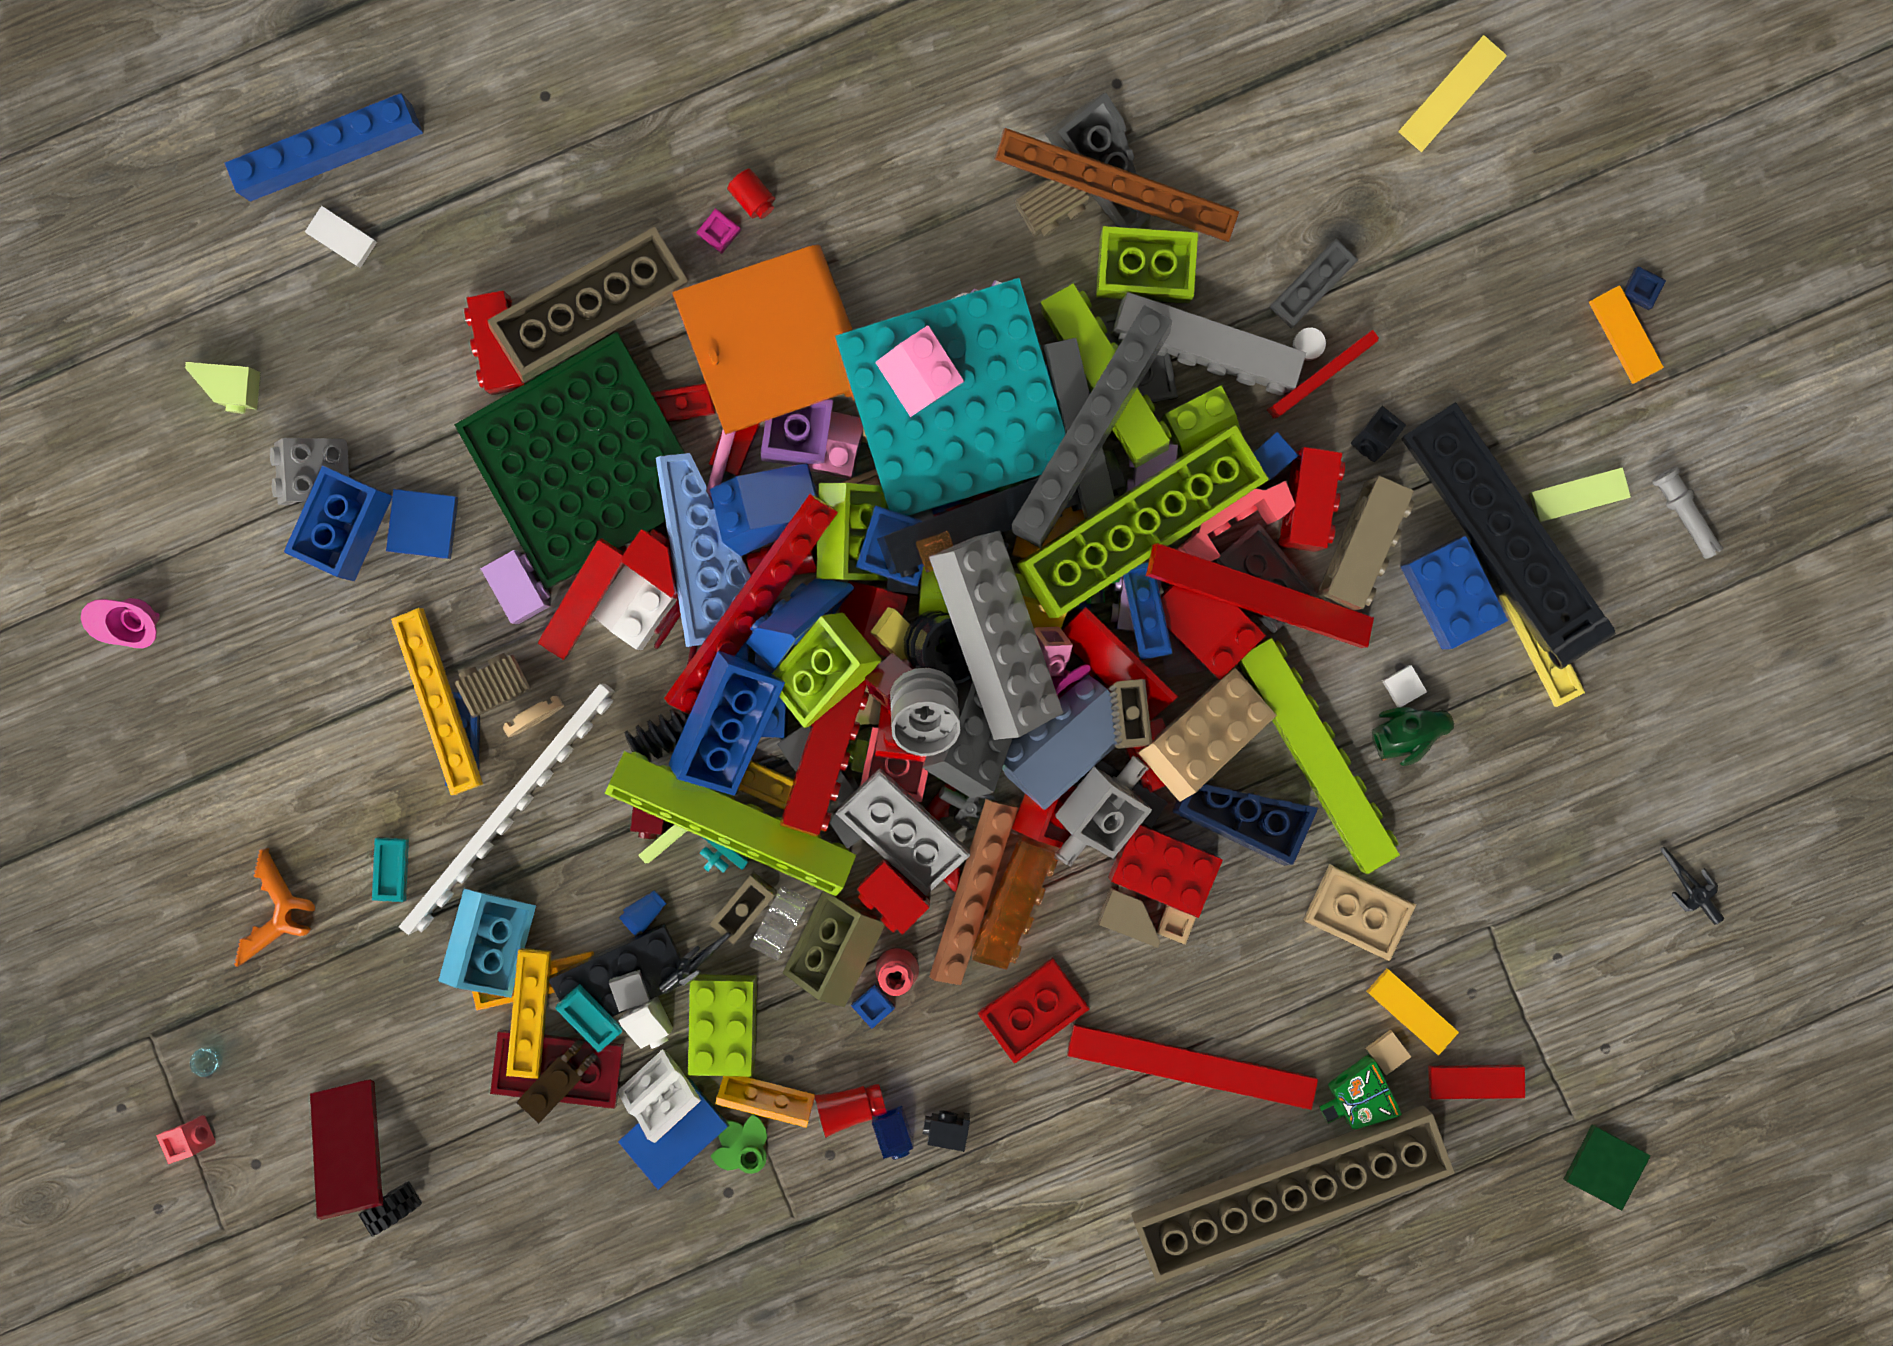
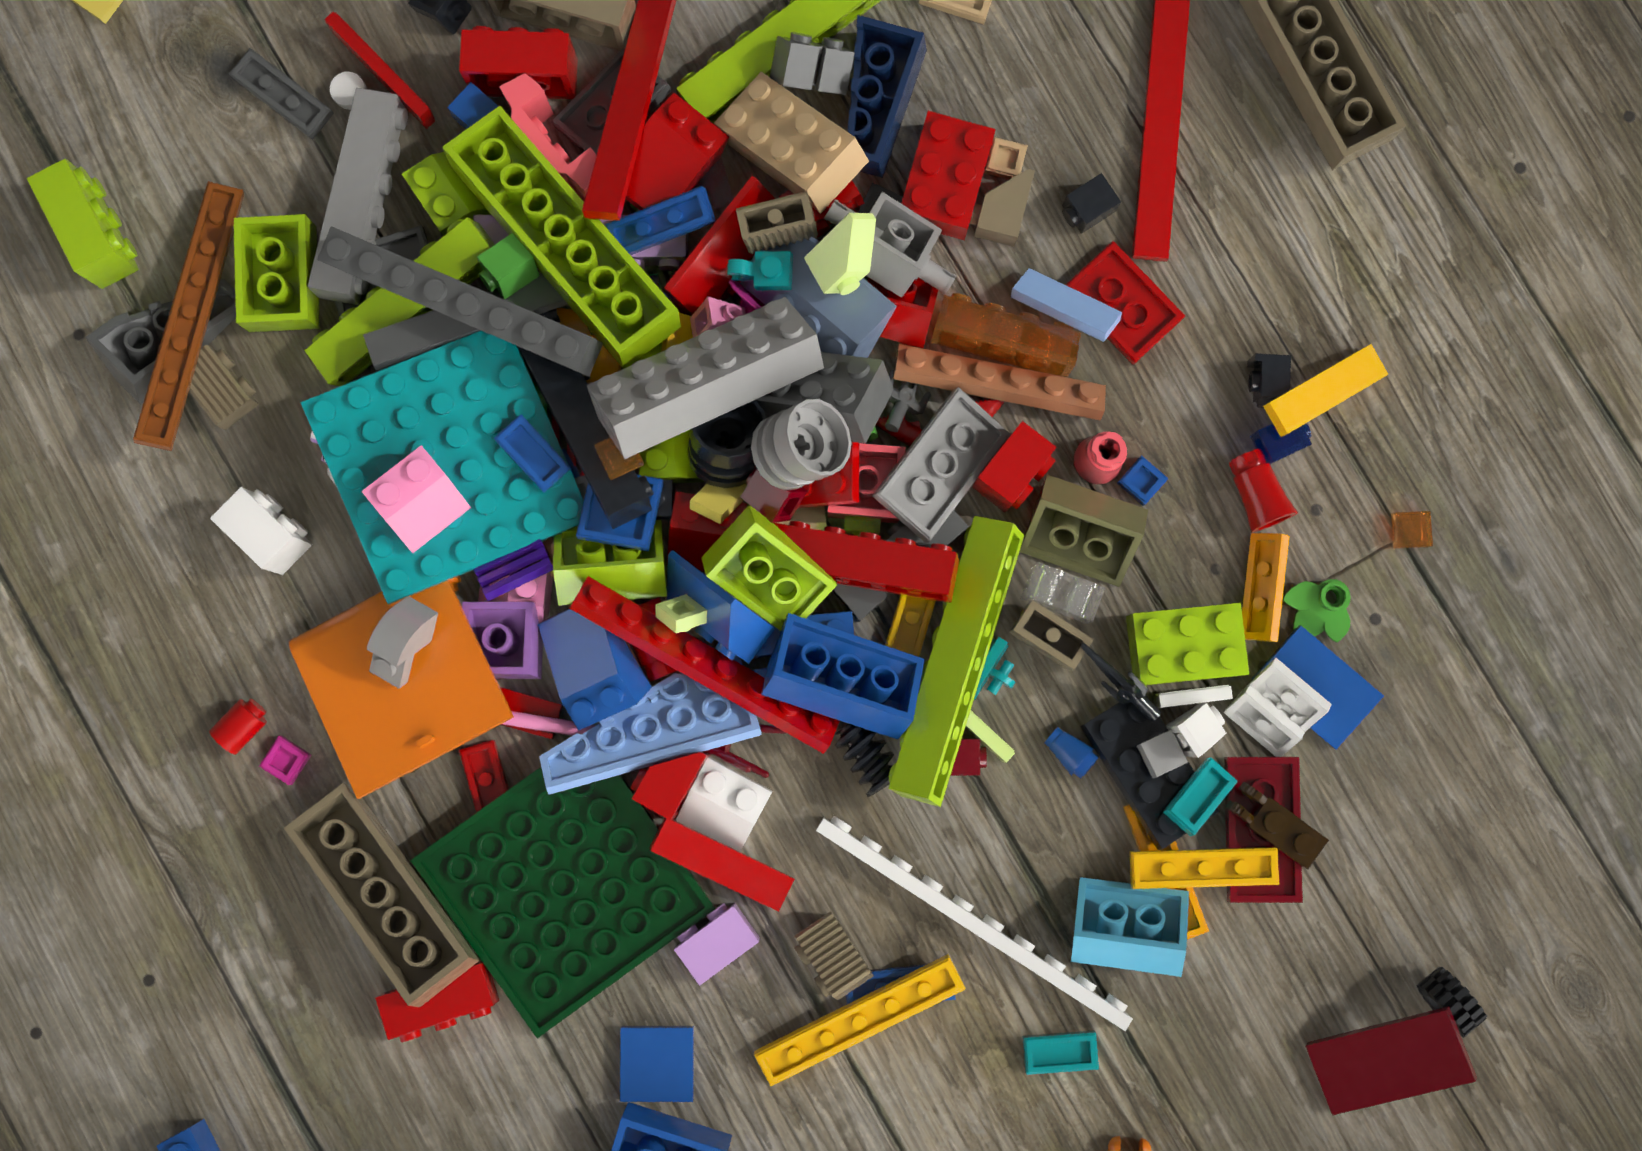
camera: 90 degrees left, 5 degrees down
(533, 716) = (862, 903): tan tile -> none
(678, 1024) = (1192, 696): none -> white tile
(794, 589) = (681, 613): none -> yellowish green plate
(801, 1235) = (1412, 529): none -> clear orange tile
(803, 344) = (398, 637): none -> light grey brick
(858, 446) = (512, 565): none -> dark purple tile
(917, 231) = (261, 530): none -> white brick
(930, 1177) = (1325, 390): none -> yellow tile
(952, 475) = (532, 453): none -> blue tile
(1034, 959) = (1066, 304): none -> light blue tile
(1090, 701) = (769, 271): none -> teal plate
(1090, 769) = (844, 254): none -> yellowish green slope
(1121, 471) = (507, 266): none -> bright green brick
(1124, 993) = (1090, 204): none -> black brick
(1210, 99) = (84, 223): none -> lime brick
(1281, 756) = (808, 63): none -> piece

